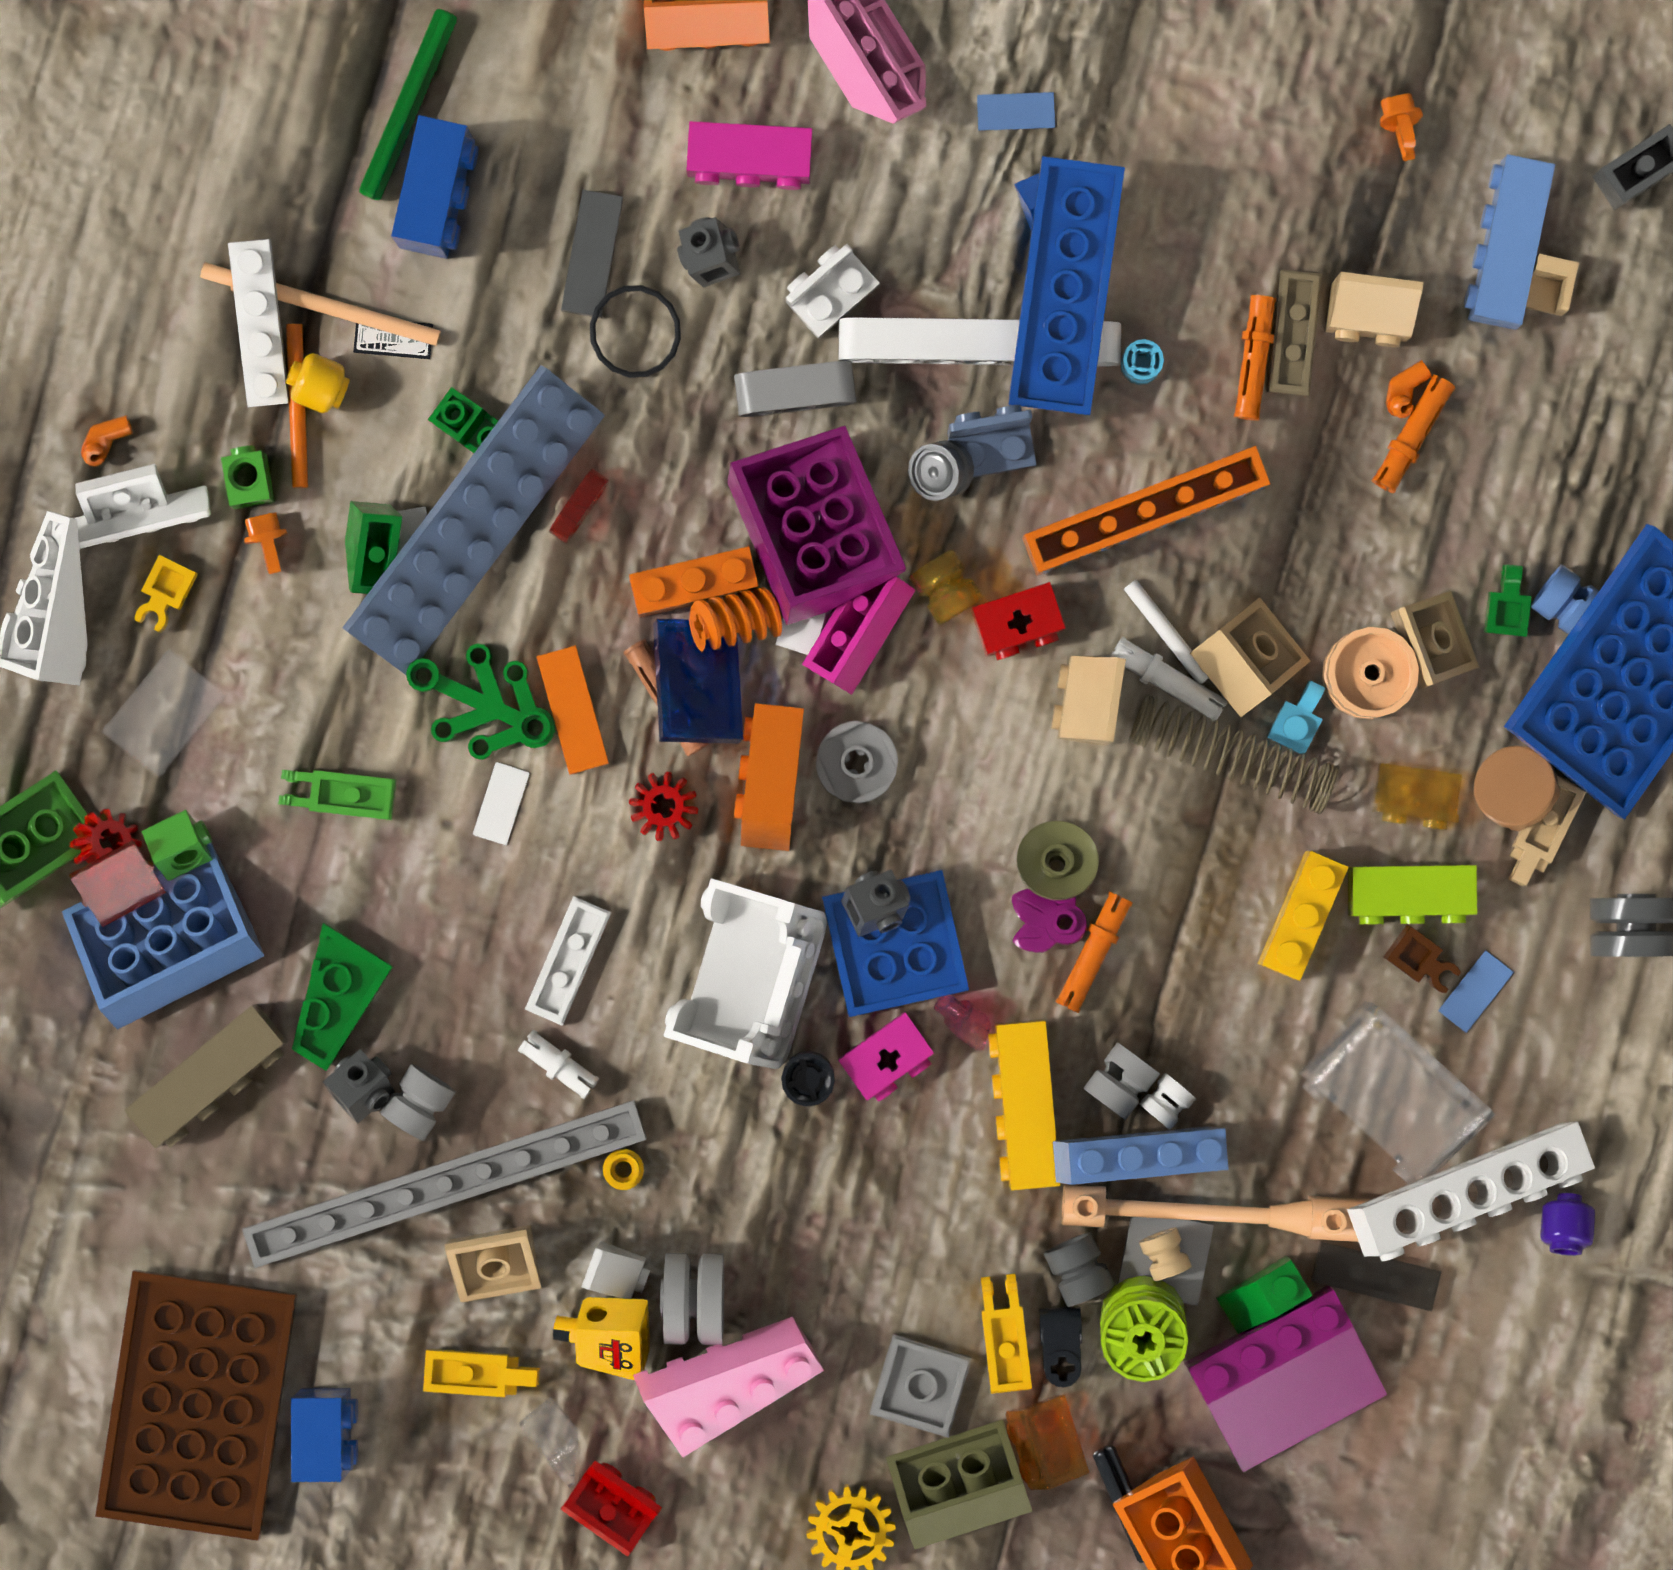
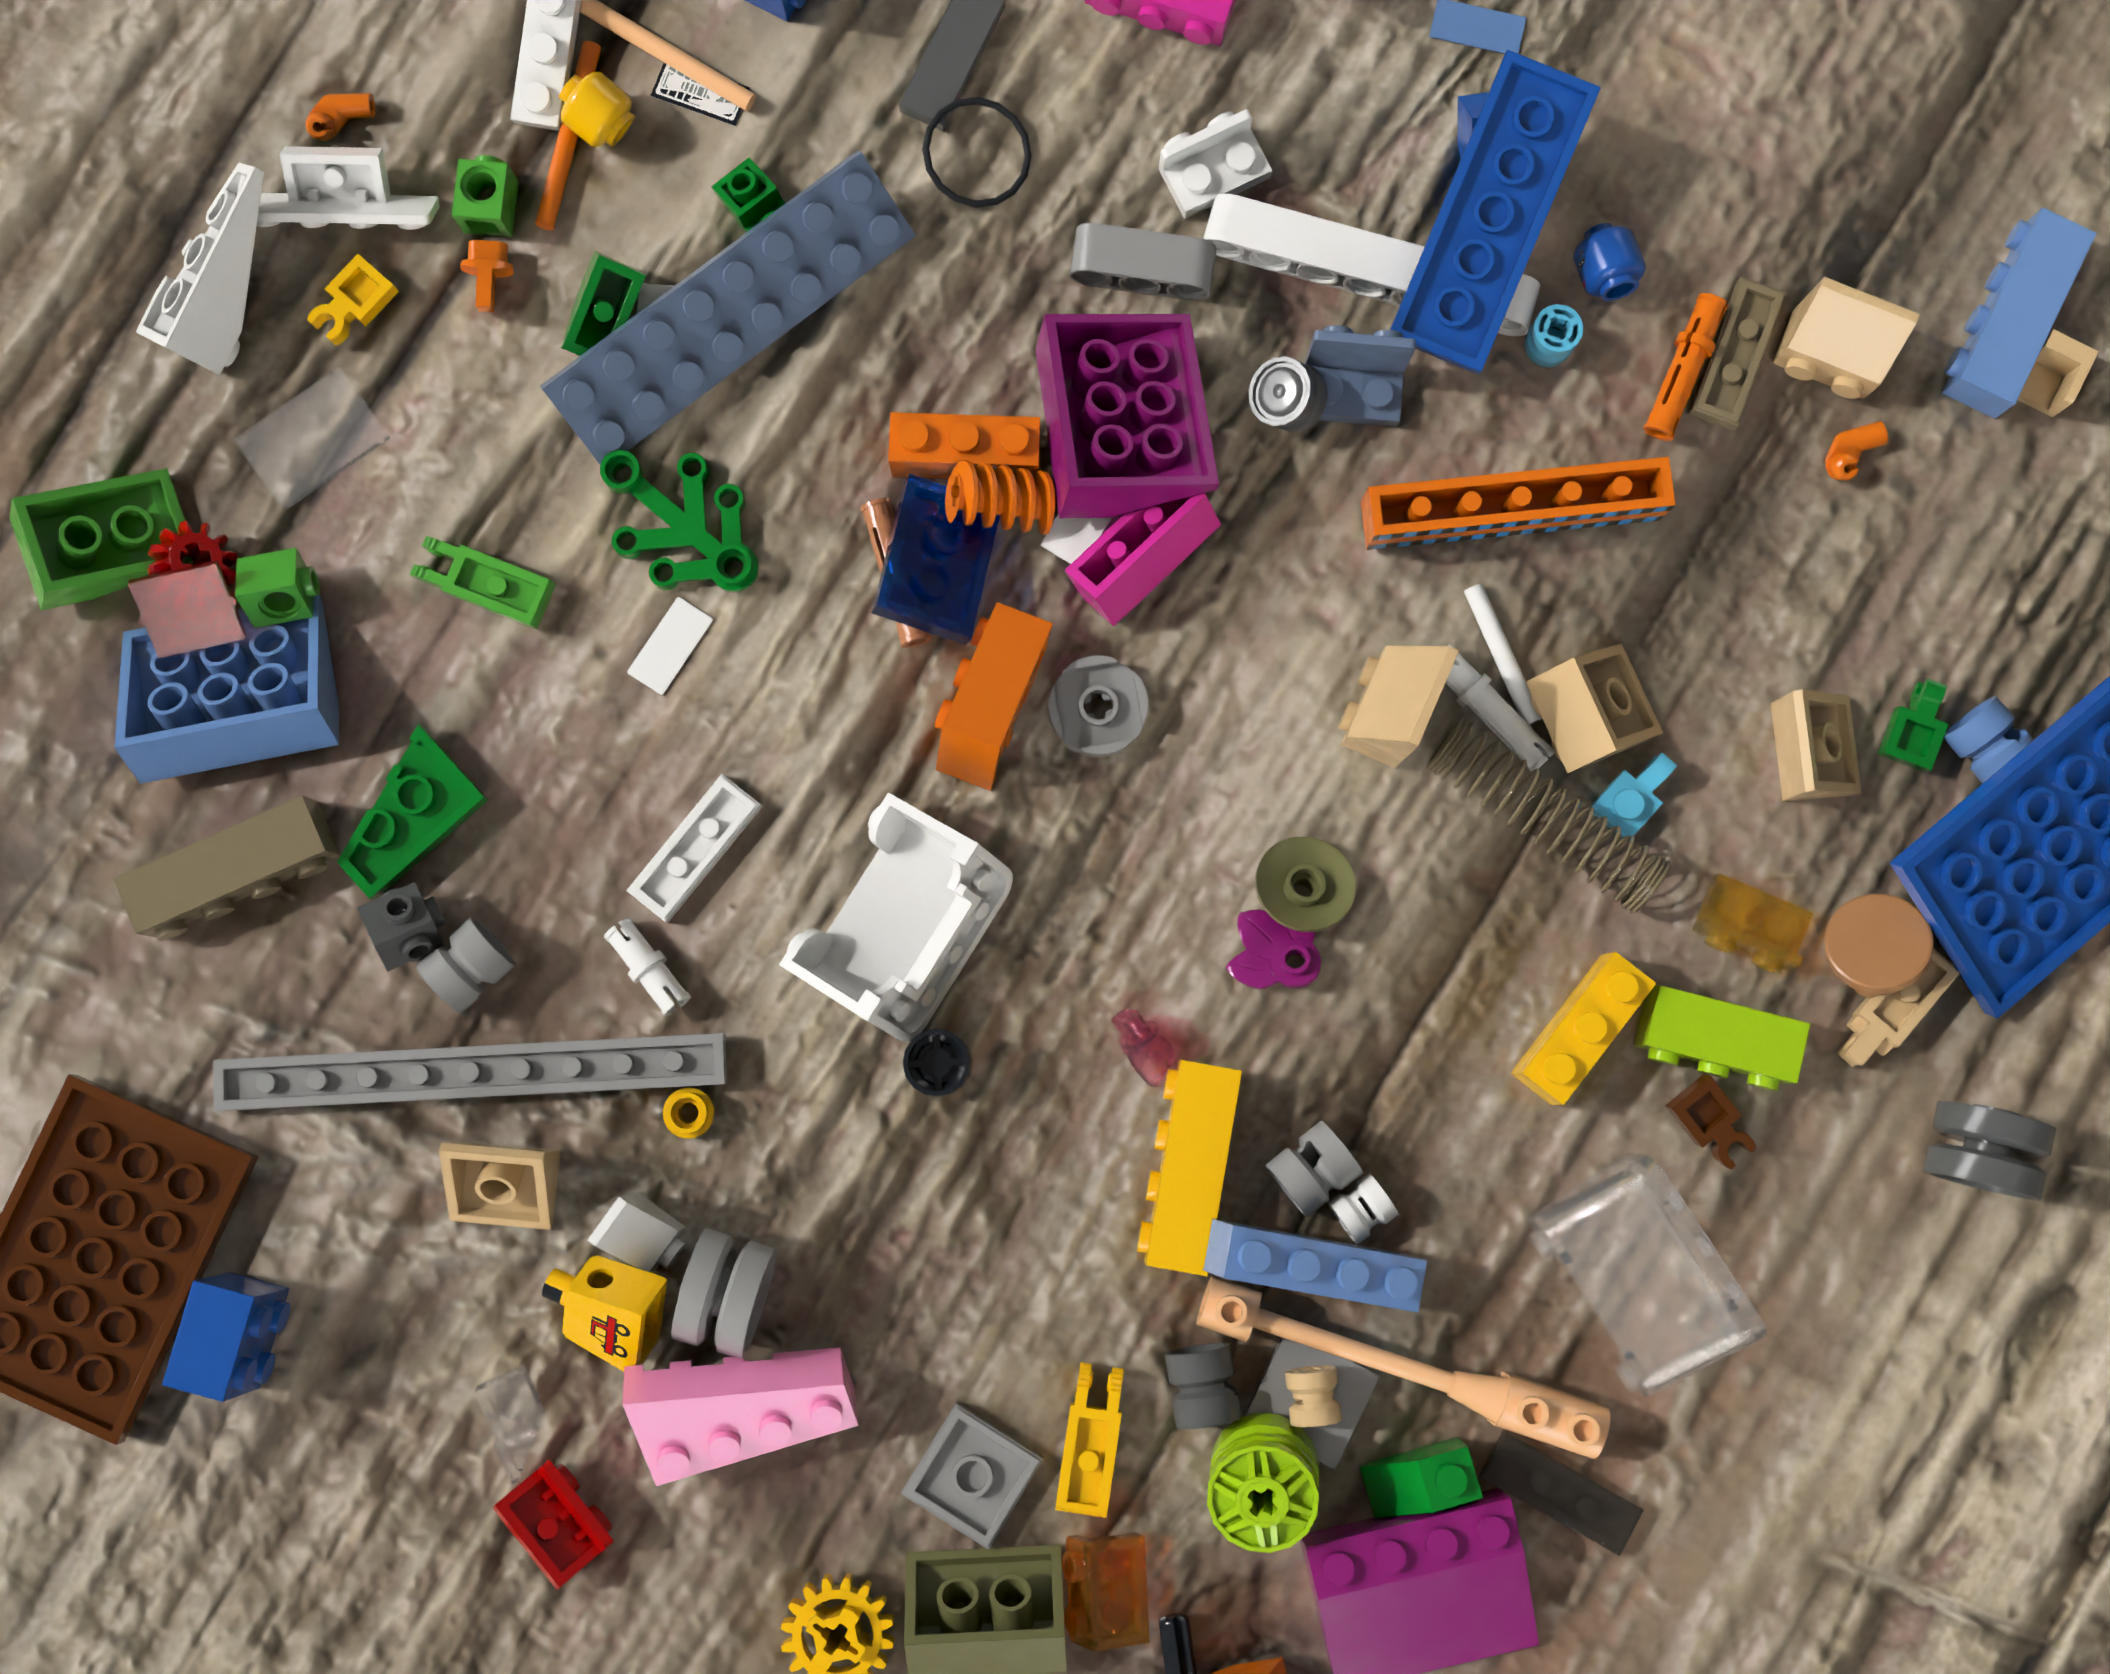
camera: 15 degrees right, 5 degrees down
(476, 1373) = (440, 1312): yellow hinge -> none
(572, 710) = (783, 559): orange tile -> none
(579, 506) = (856, 327): clear red beam -> none
(669, 794) = (843, 709): red gear -> none
(709, 251) = (1082, 70): dark grey brick -> none
(876, 902) = (1076, 871): dark grey brick -> none
(896, 1035) = (1059, 1040): dark pink brick -> none
(904, 964) = (1086, 931): blue plate -> none
(945, 587) = (1257, 530): clear yellow wheel -> none
(1036, 603) = (1354, 576): red brick -> none
(1061, 1338) = (1159, 1465): black piece -> none
(1094, 951) = (1320, 1004): orange pin -> none
(1171, 288) = (1609, 262): none -> blue head
(1345, 676) = (1765, 755): light nougat wheel -> none
(1376, 1218) = (1590, 1425): white brick -> none
(1400, 117) = (1919, 146): orange piece -> none
(1405, 448) = (1836, 516): orange pin -> none
(1475, 991) = (1765, 1177): medium blue sticker -> none
(1567, 1224) = (1814, 1495): dark purple head -> none

